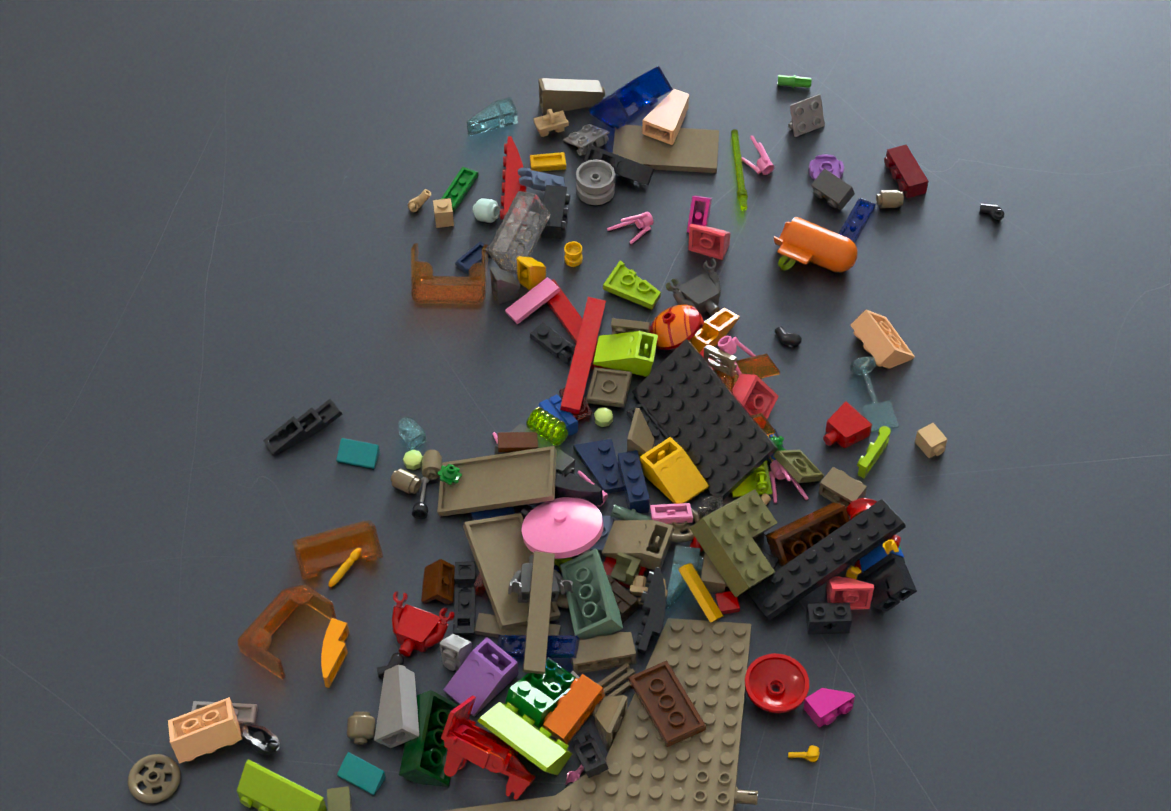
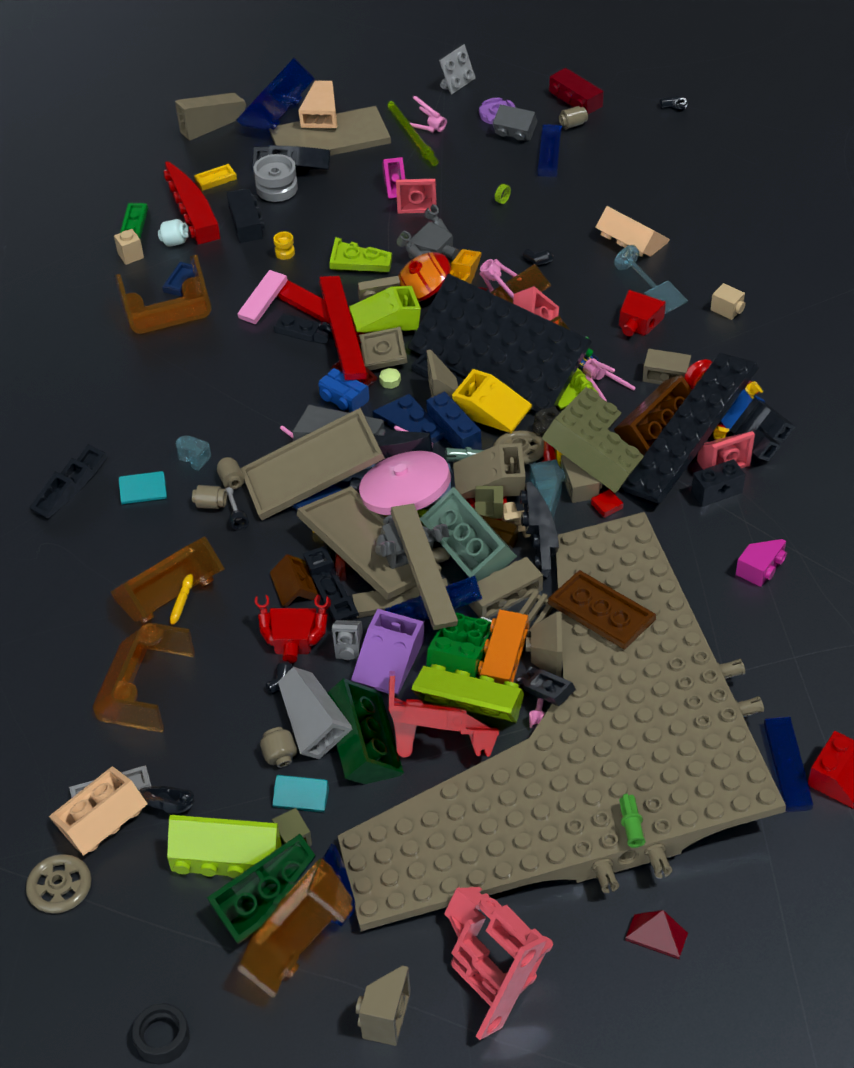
camera: 20 degrees left, 5 degrees down
(333, 650) = (209, 681): light orange slope -> none
(413, 459) = (206, 475): yellowish green tile -> none
(418, 201) = (95, 246): tan arm -> none
(449, 474) = (256, 473): green plant -> none
(496, 115) = (140, 151): clear light blue slope -> none
(504, 285) = (225, 291): dark grey slope -> none
(517, 441) = (315, 419): reddish brown tile -> none
(519, 231) = (221, 236): clear brick -> none
(530, 272) = (247, 272): yellow slope -> none
(538, 180) = (214, 190): sand blue hinge -> none
(547, 426) = (340, 396): clear neon green piece -> none
(551, 121) = (203, 139): tan hips -> none
(587, 136) = (245, 145): light grey hinge -> none
(642, 221) = (339, 199): bright pink plant -> none
(669, 514) = (513, 435): bright pink tile -> none
(700, 592) = (579, 498): yellow tile -> none
(720, 357) = (492, 278): dark tan tile -> none
(781, 673) = (701, 555): red dish -> none
(794, 81) = (427, 48): bright green axle -> none
(798, 466) = (613, 359): olive tile -> none
(811, 755) = (769, 613): yellow hand -> none
(816, 244) = (527, 169): orange piece -> none
(873, 452) = (678, 325): lime plate -> none

